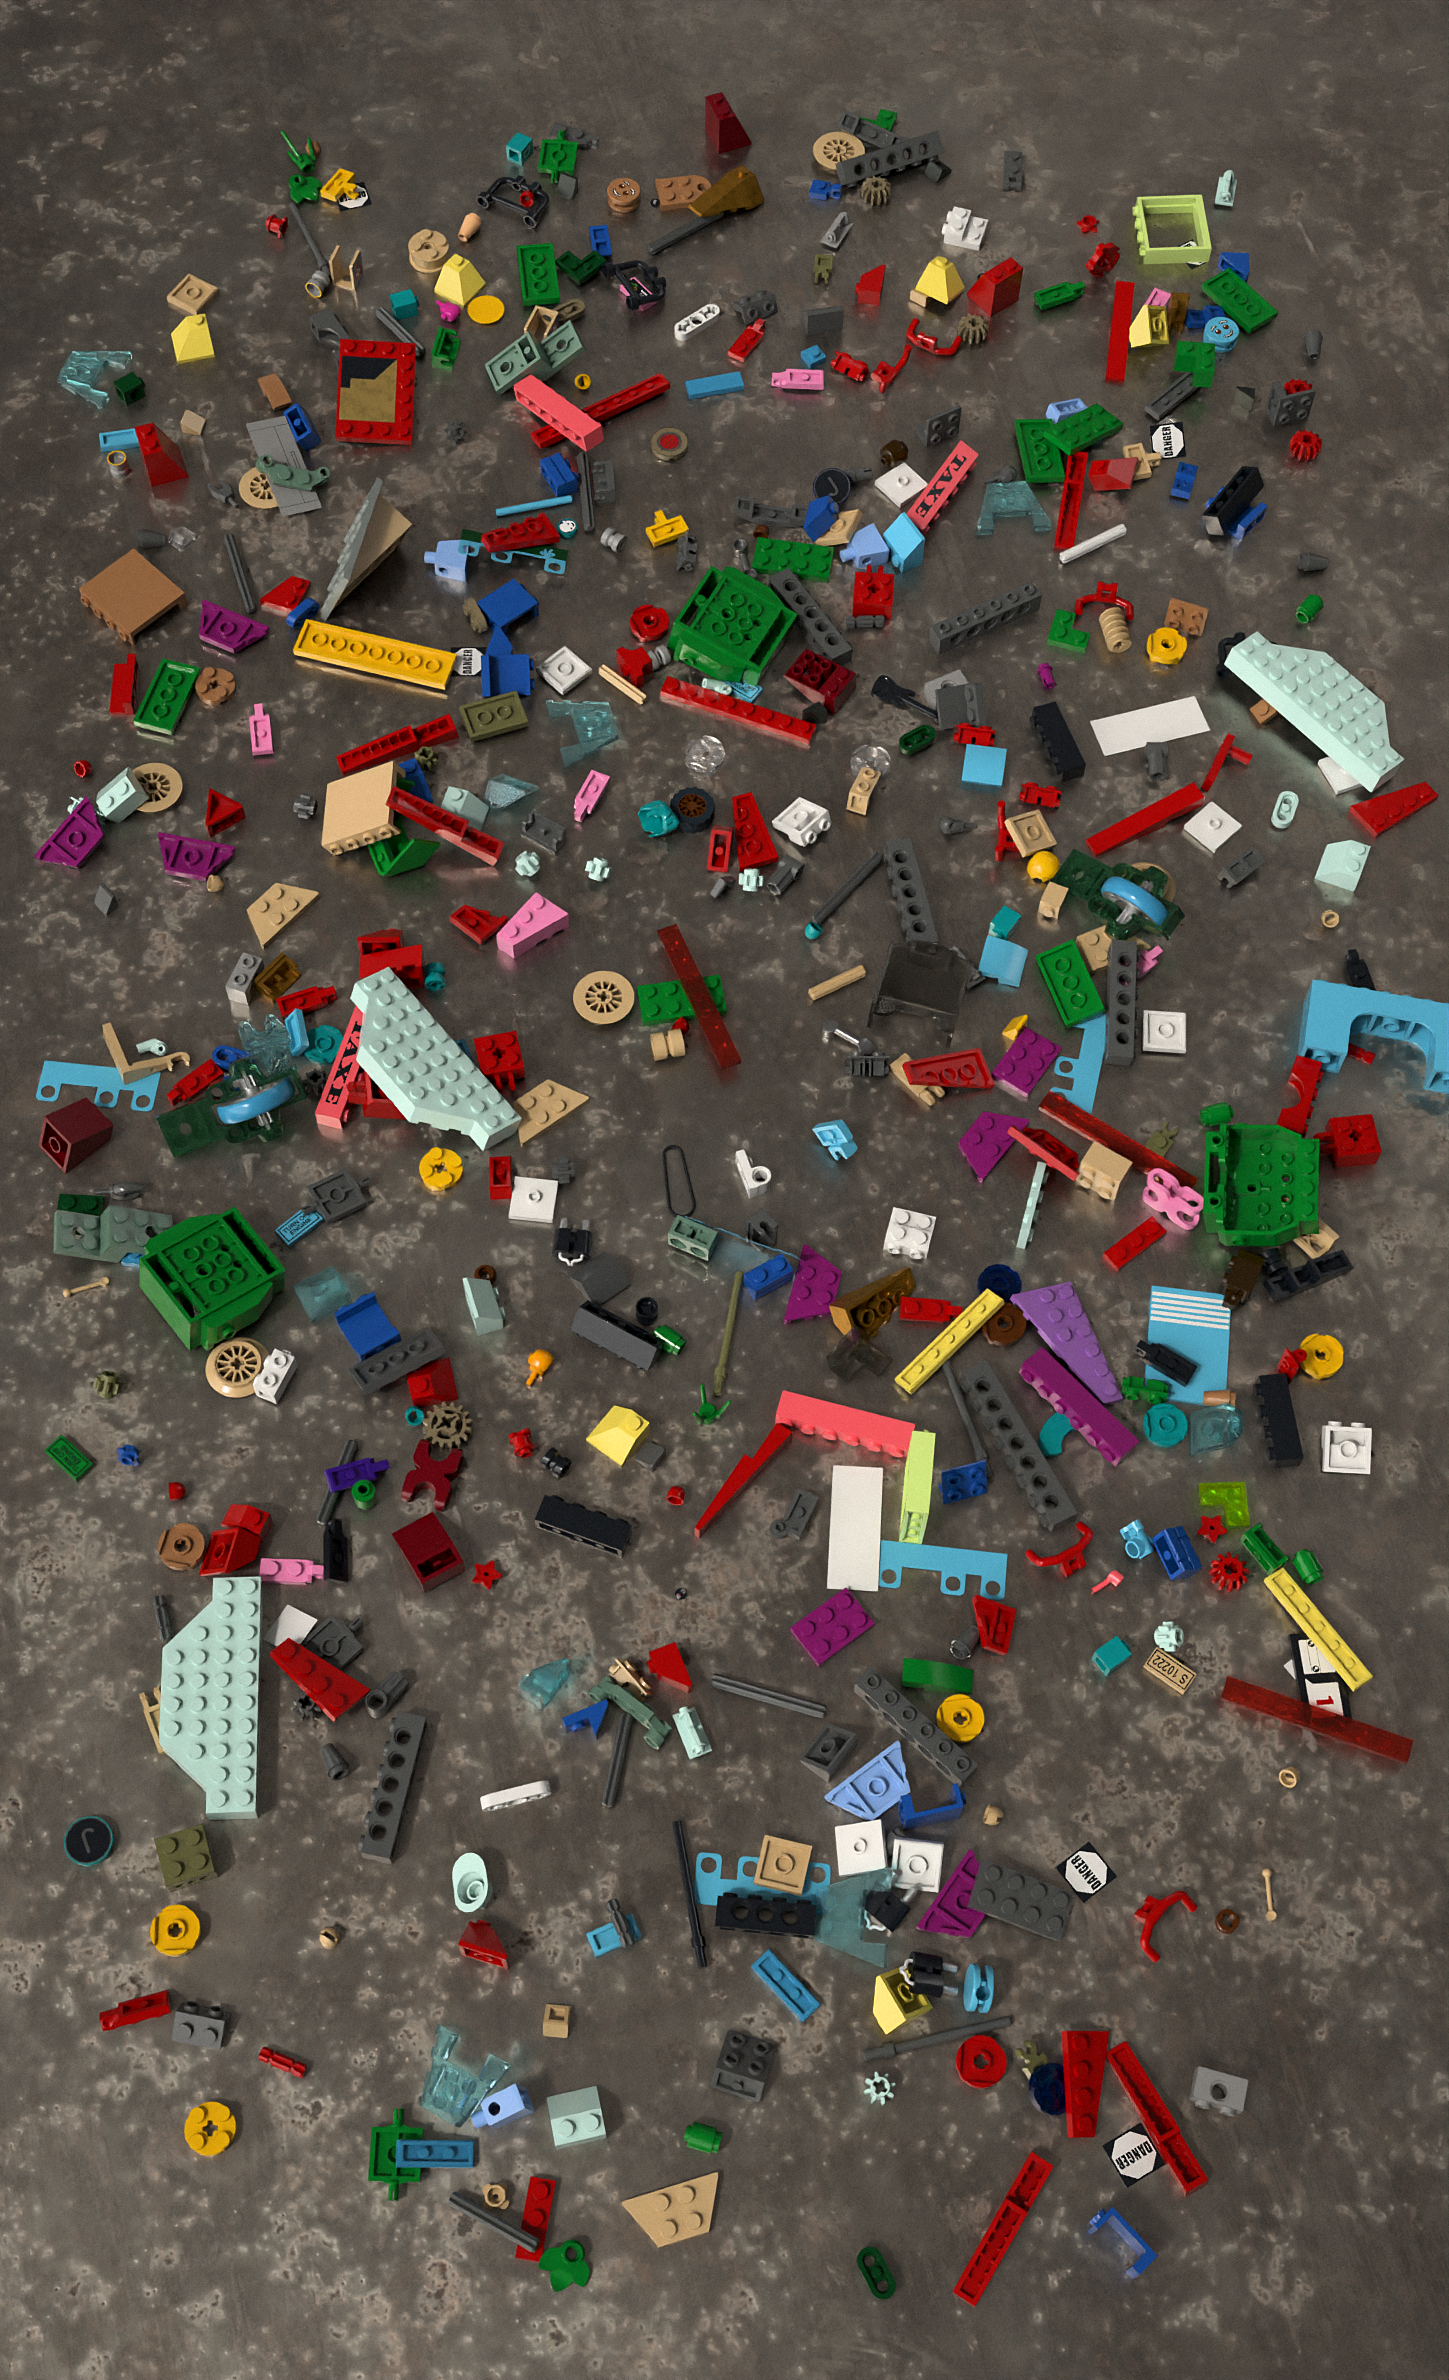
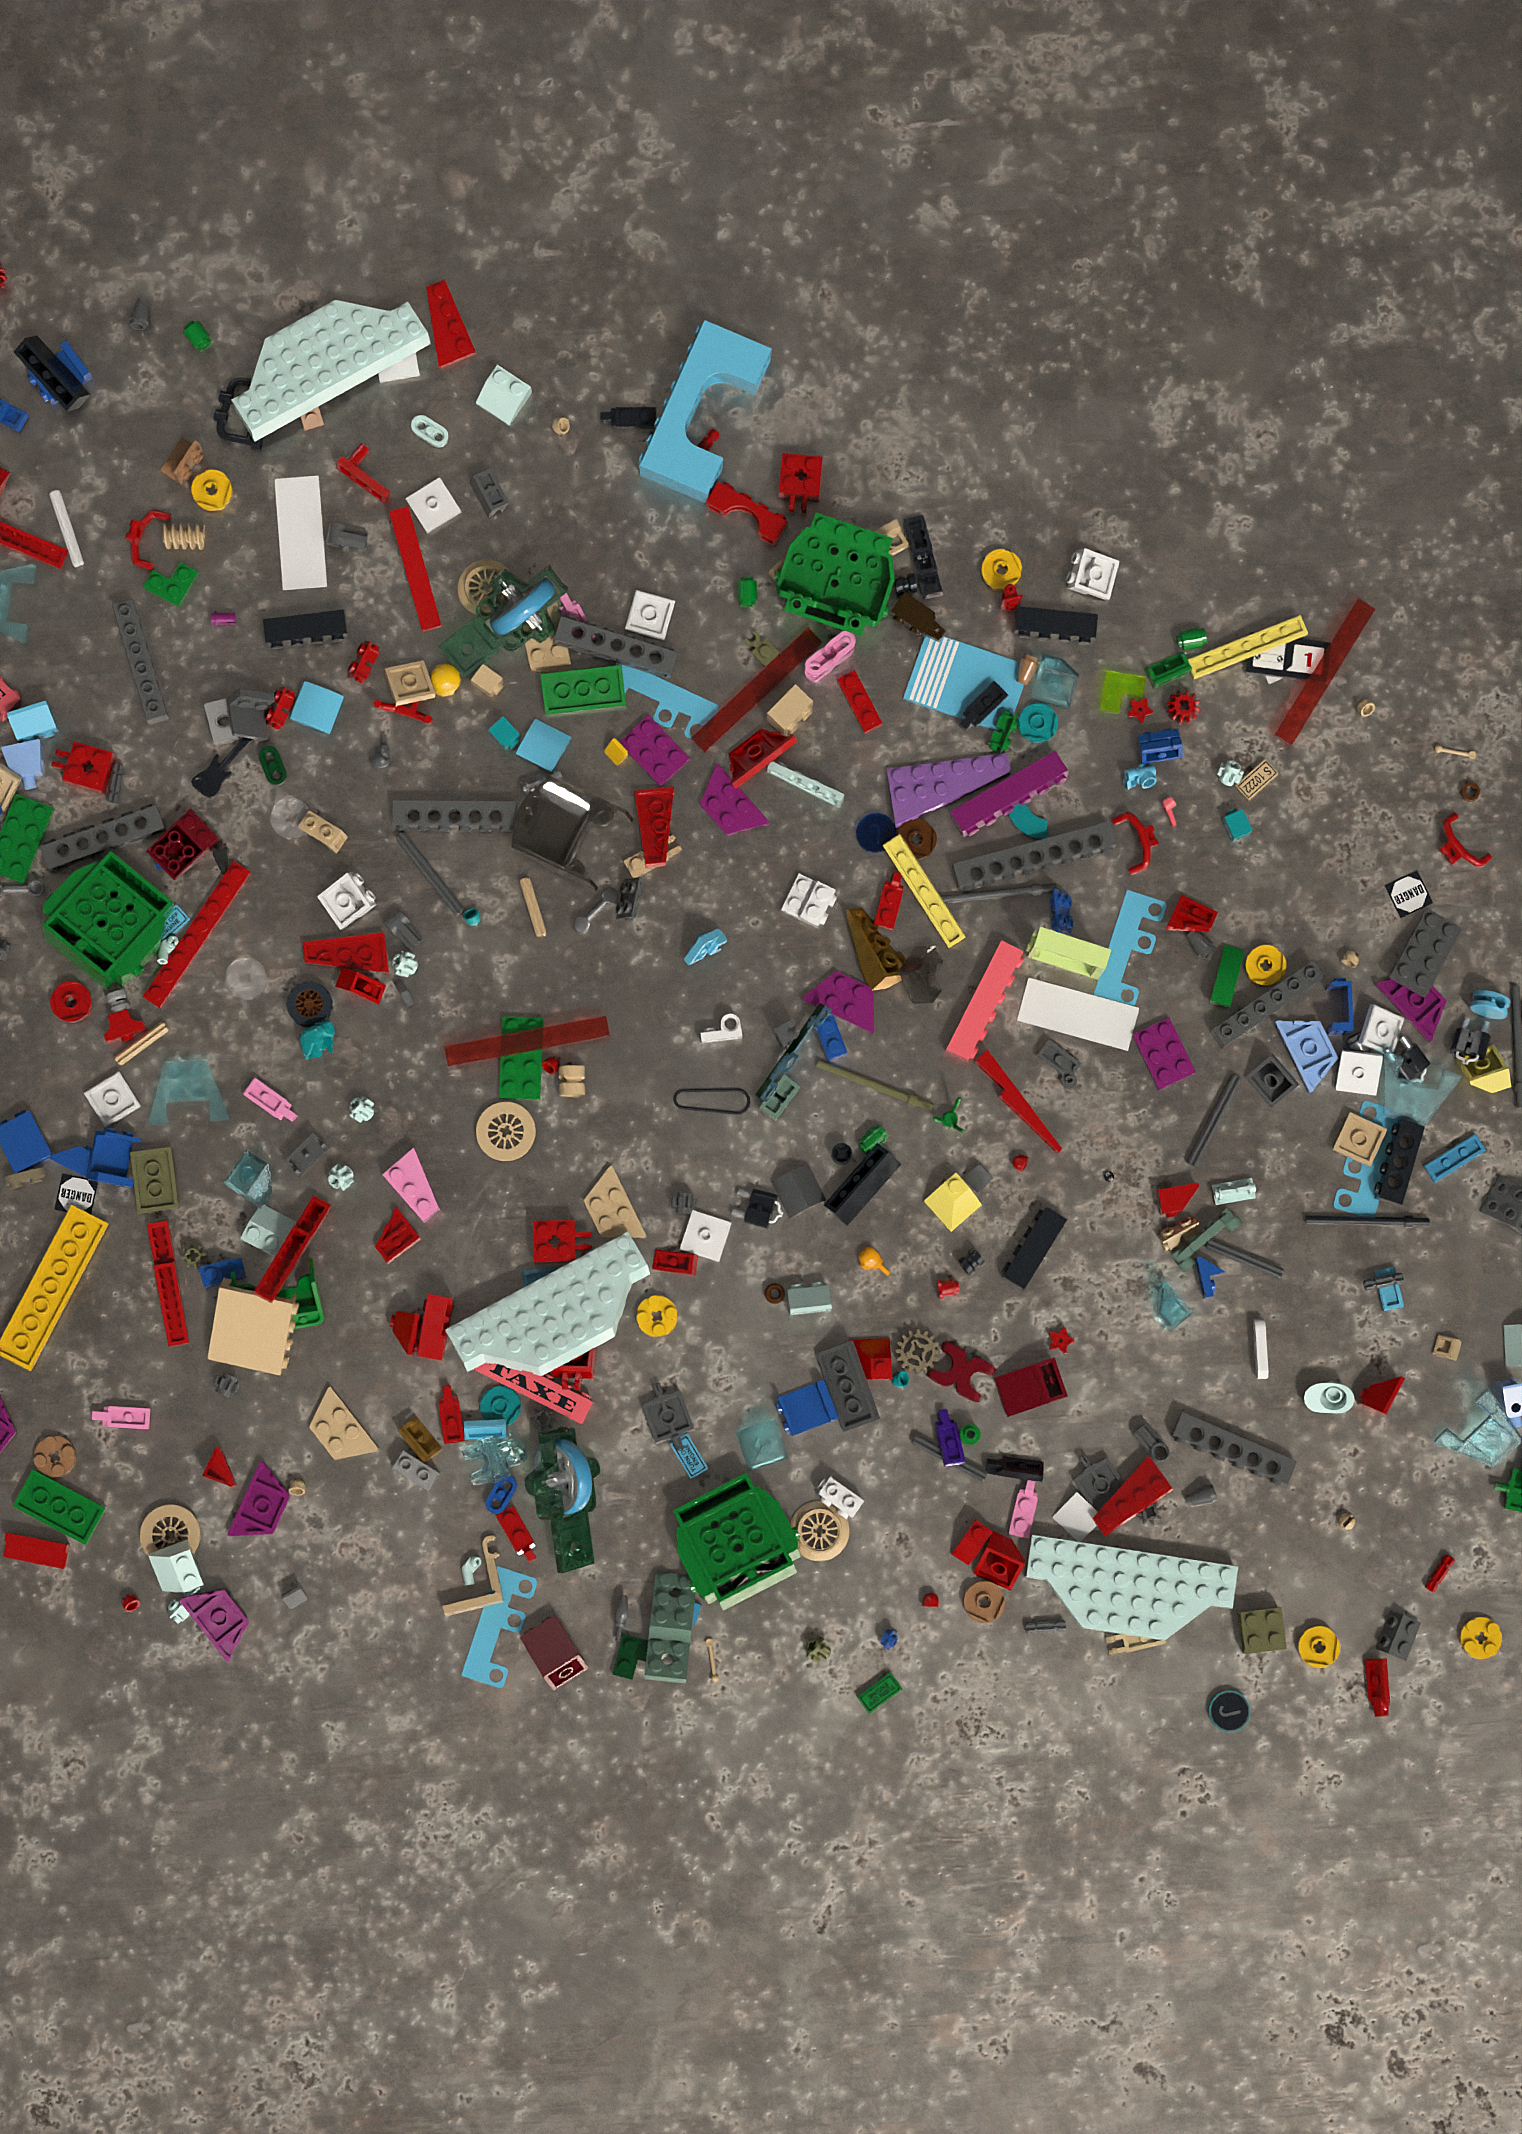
camera: 85 degrees left, 20 degrees up
(435, 976) = (453, 1285): teal wheel -> none

